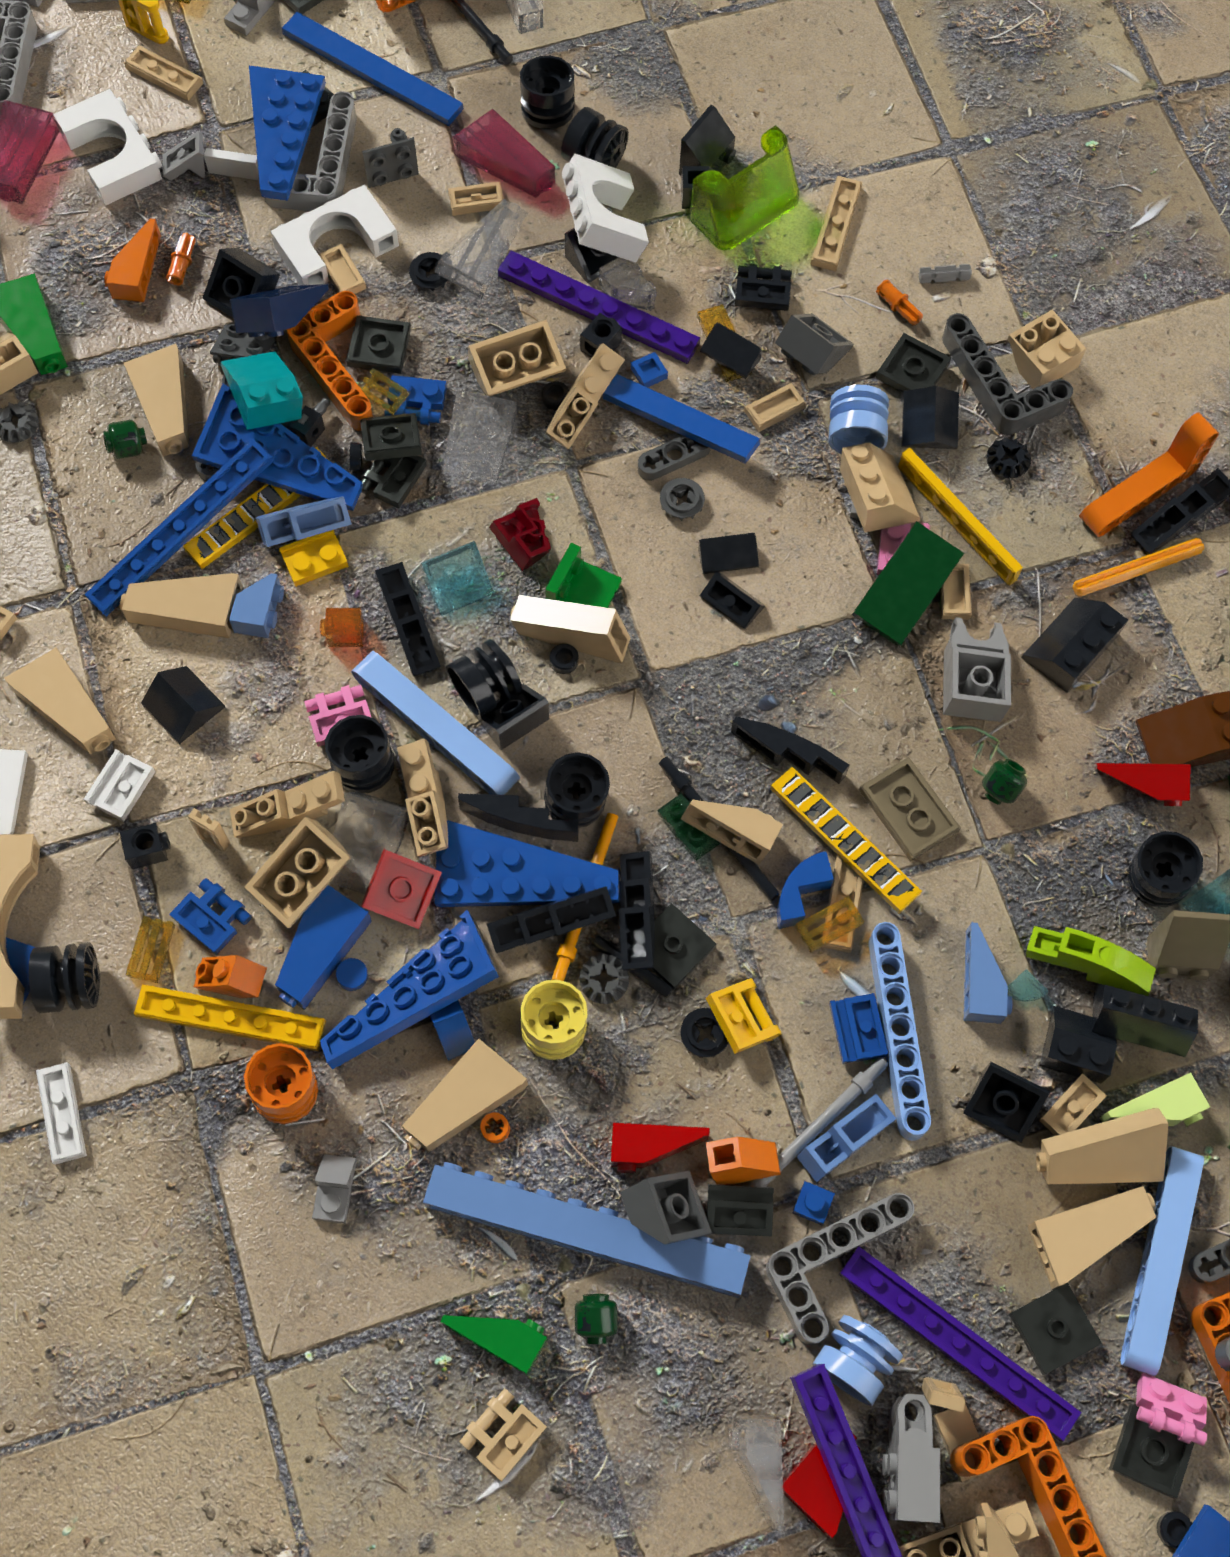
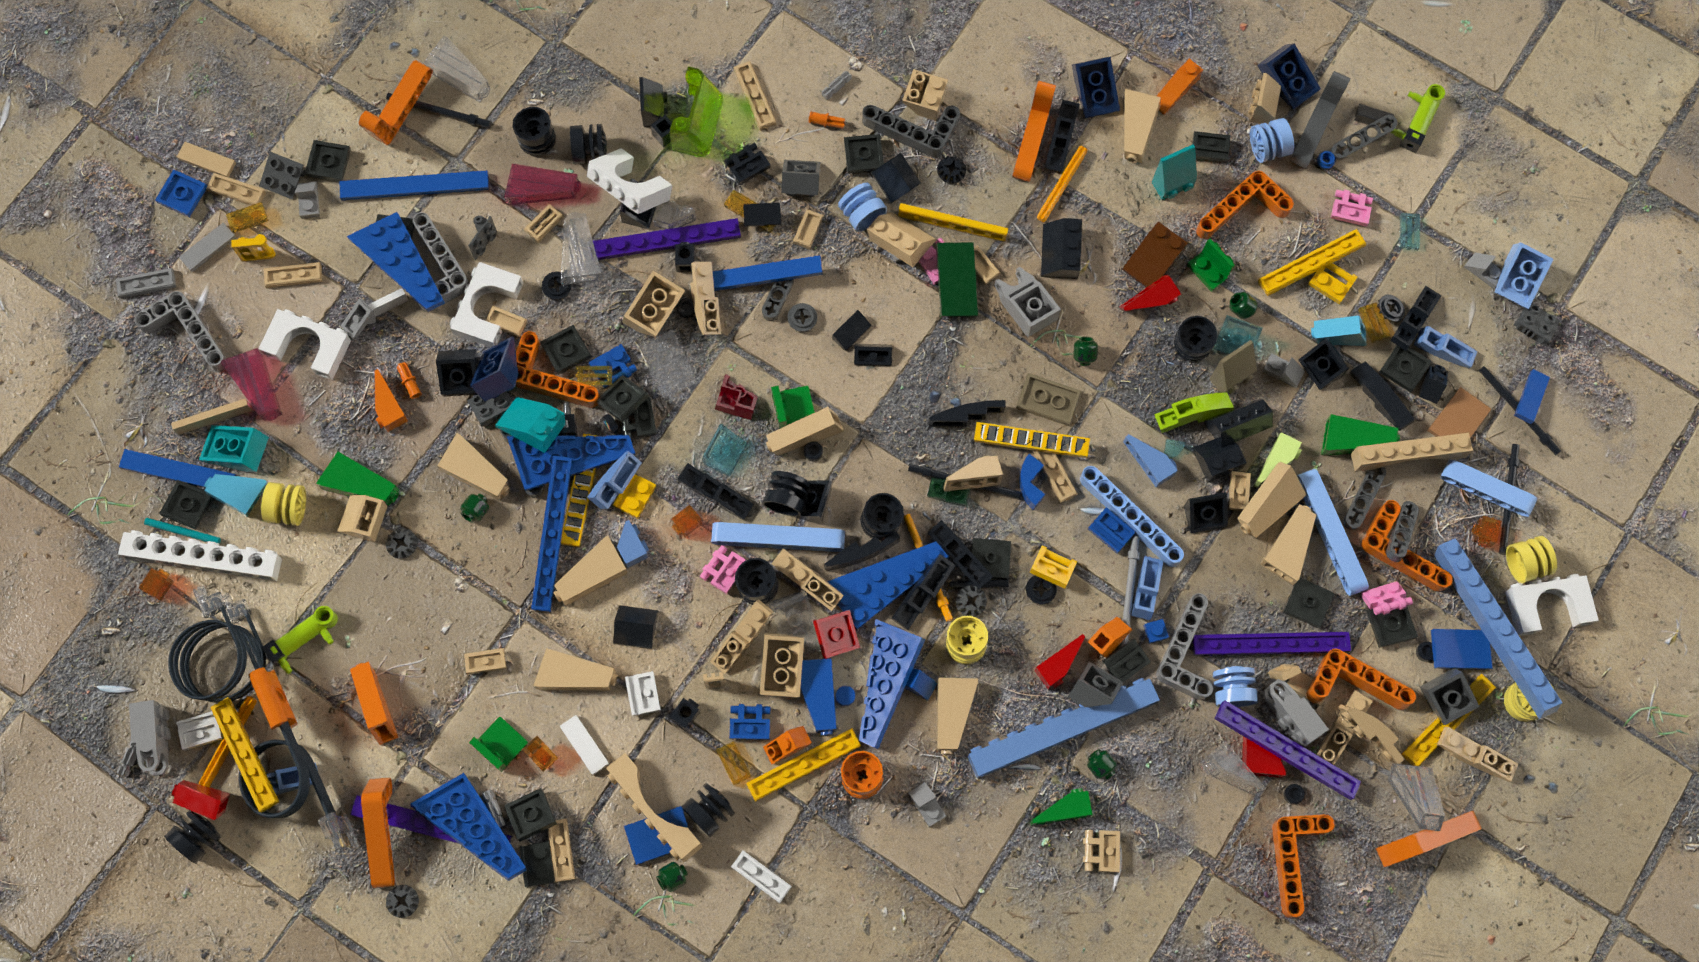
camera: 40 degrees left, 5 degrees up
(491, 1137) = (976, 709): orange bush -> none
(649, 370) = (725, 257): blue plate -> none
(807, 936) = (1051, 503): clear yellow tile -> none

